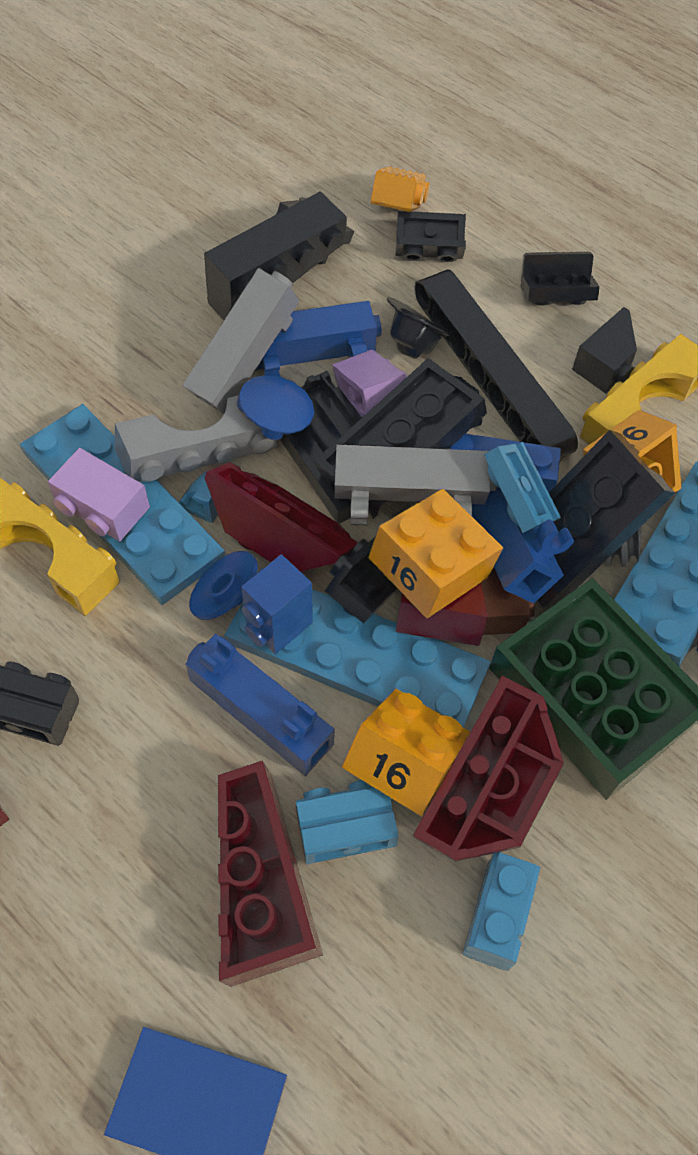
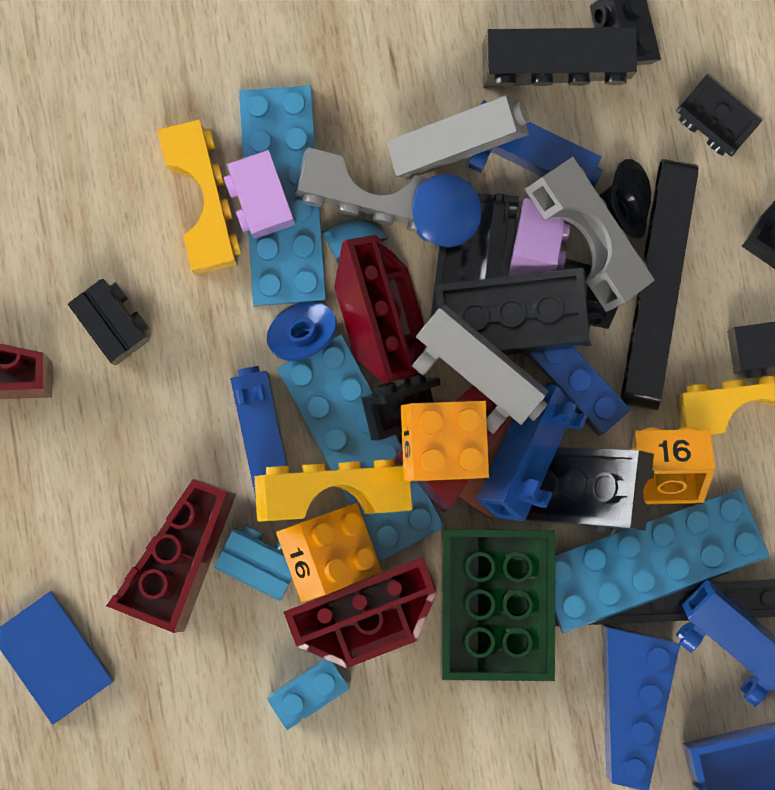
camera: 40 degrees right, 25 degrees up
(277, 604) = (314, 389): blue brick -> none
(327, 705) = (288, 495): none -> yellow arch
(375, 330) = (616, 267): none -> light grey arch
(399, 189) = (728, 51): light orange brick -> none
(522, 486) = (546, 439): dark azure plate -> none

